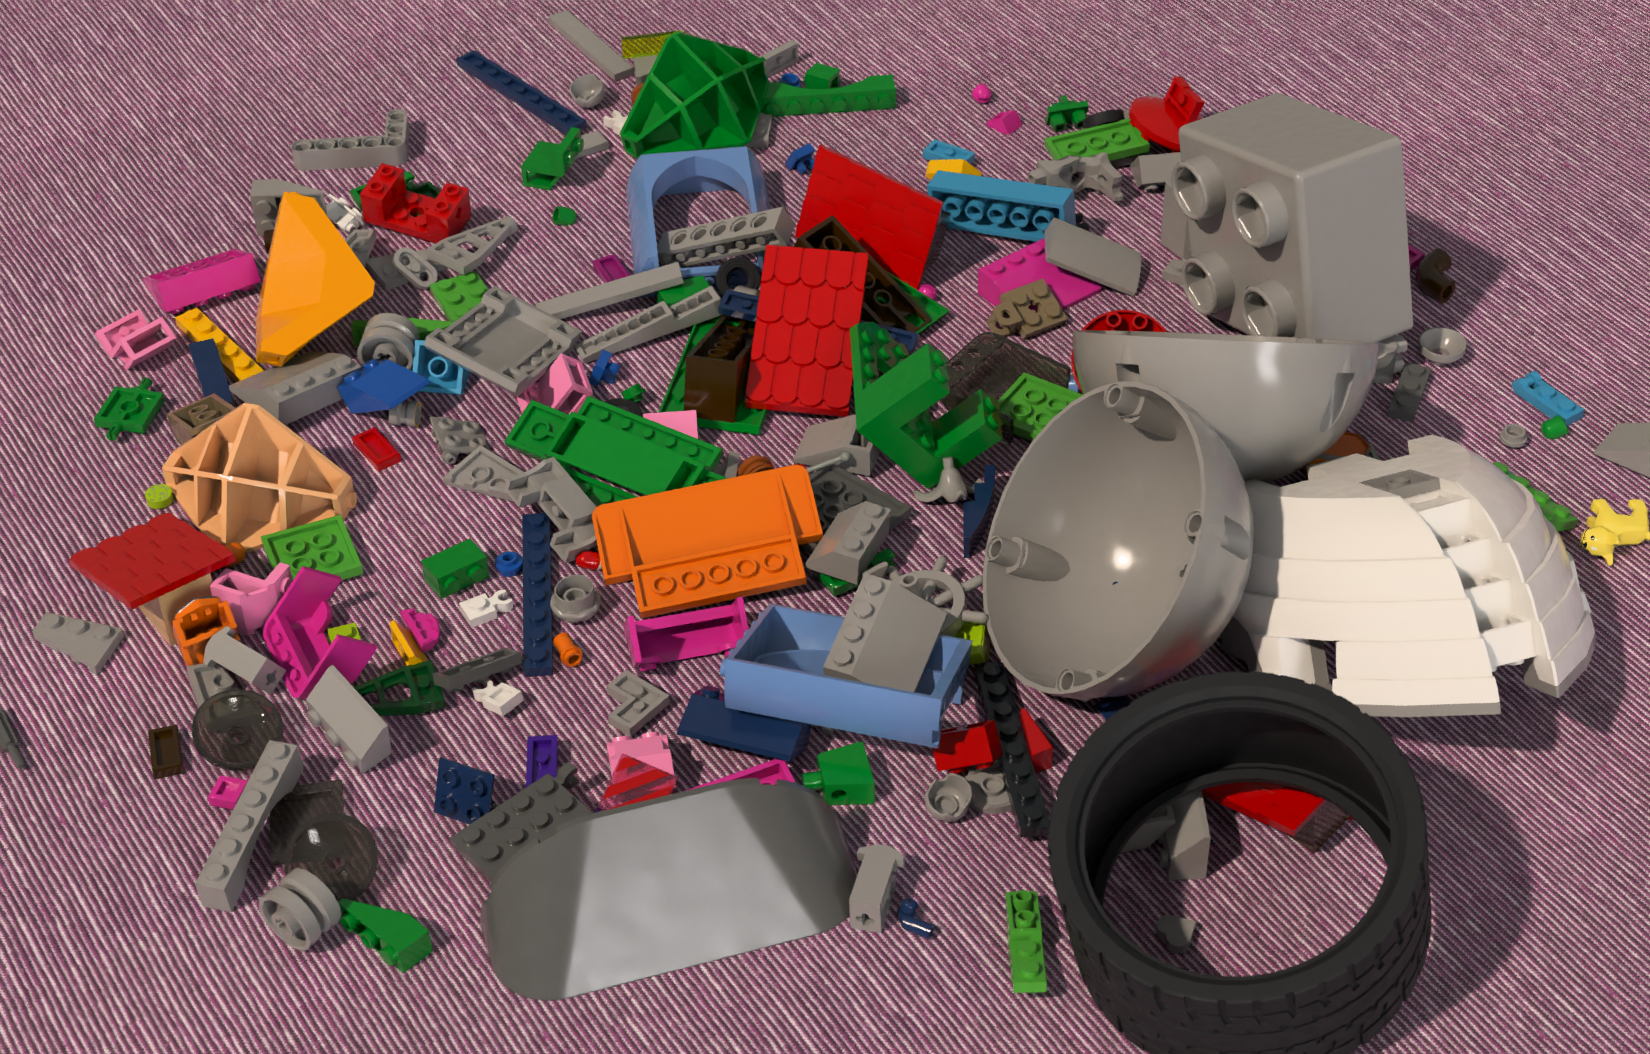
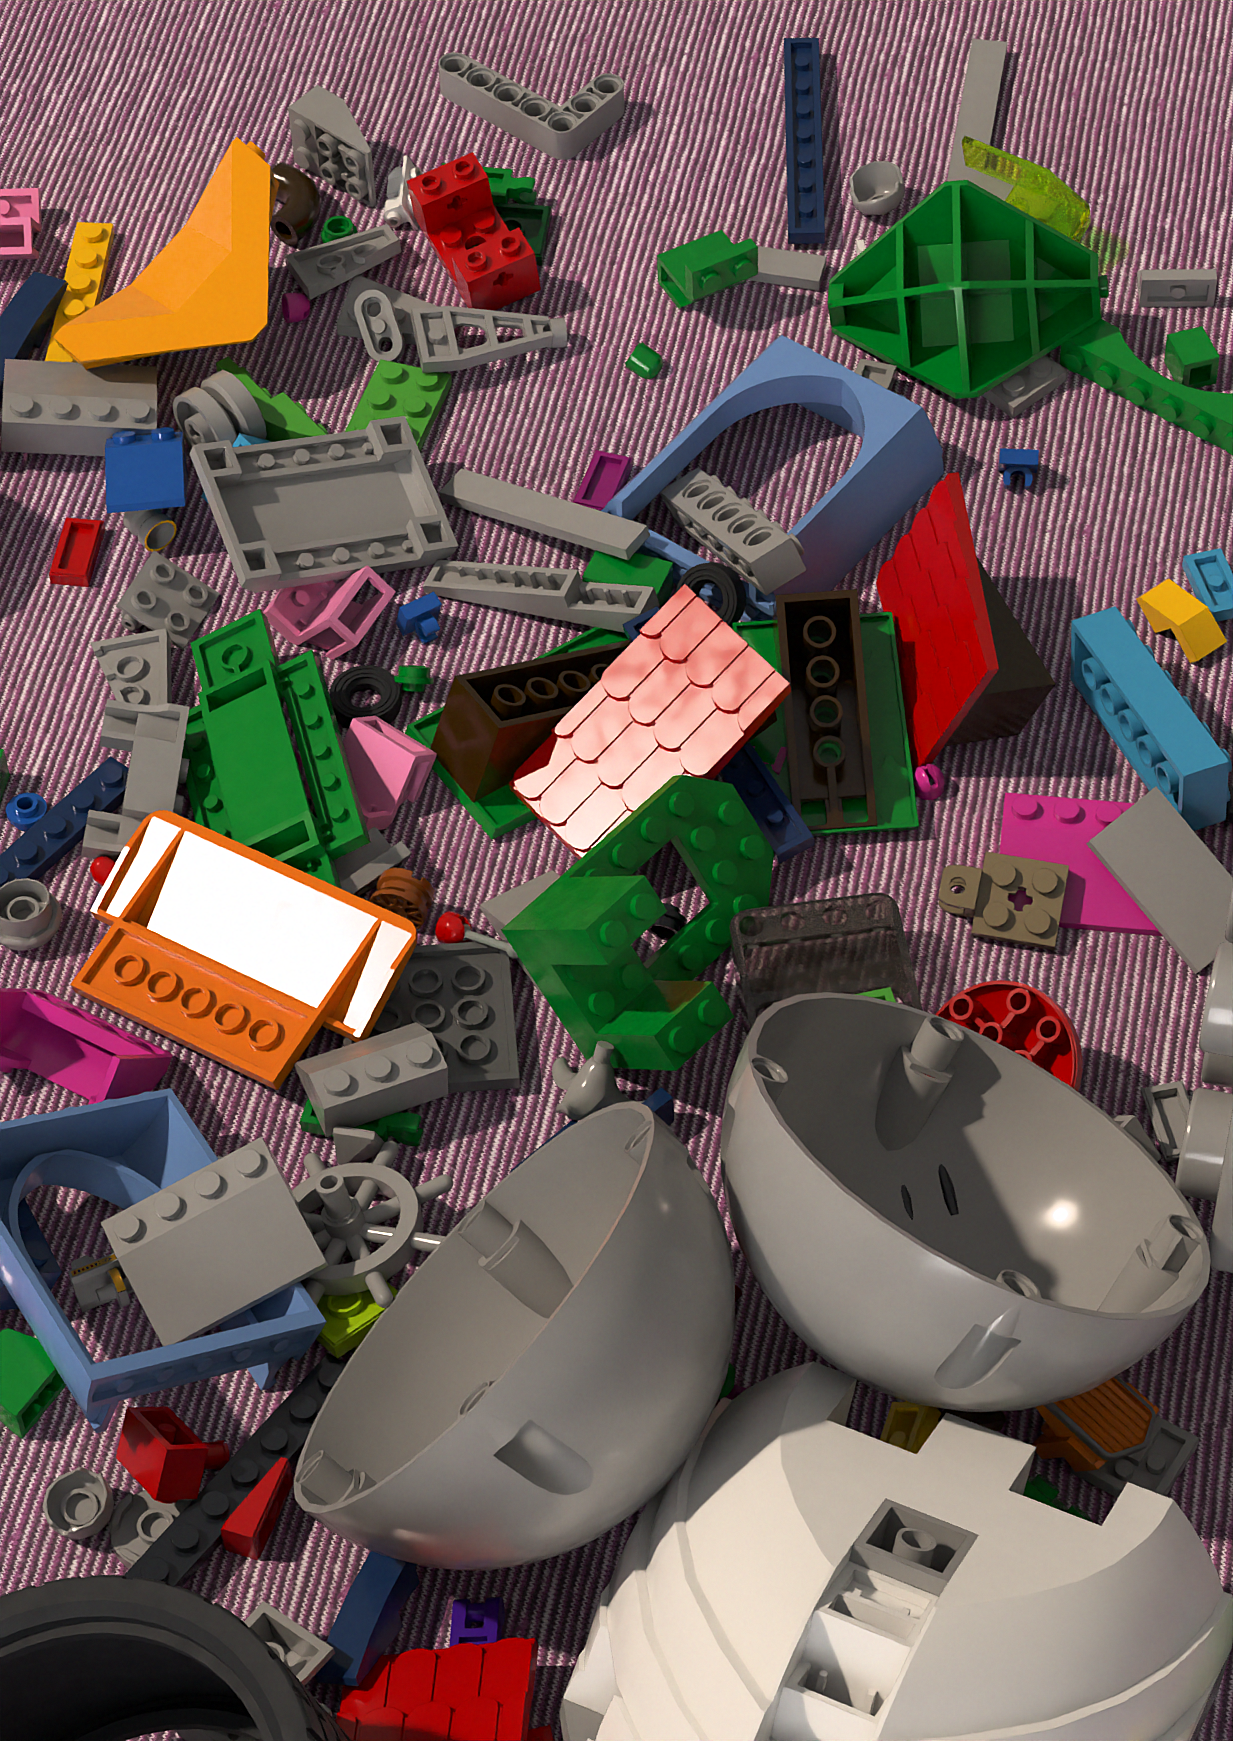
camera: 45 degrees right, 10 degrees up
(203, 279) = (141, 185): dark pink slope -> none
(790, 79) = (1149, 334): blue plate -> none

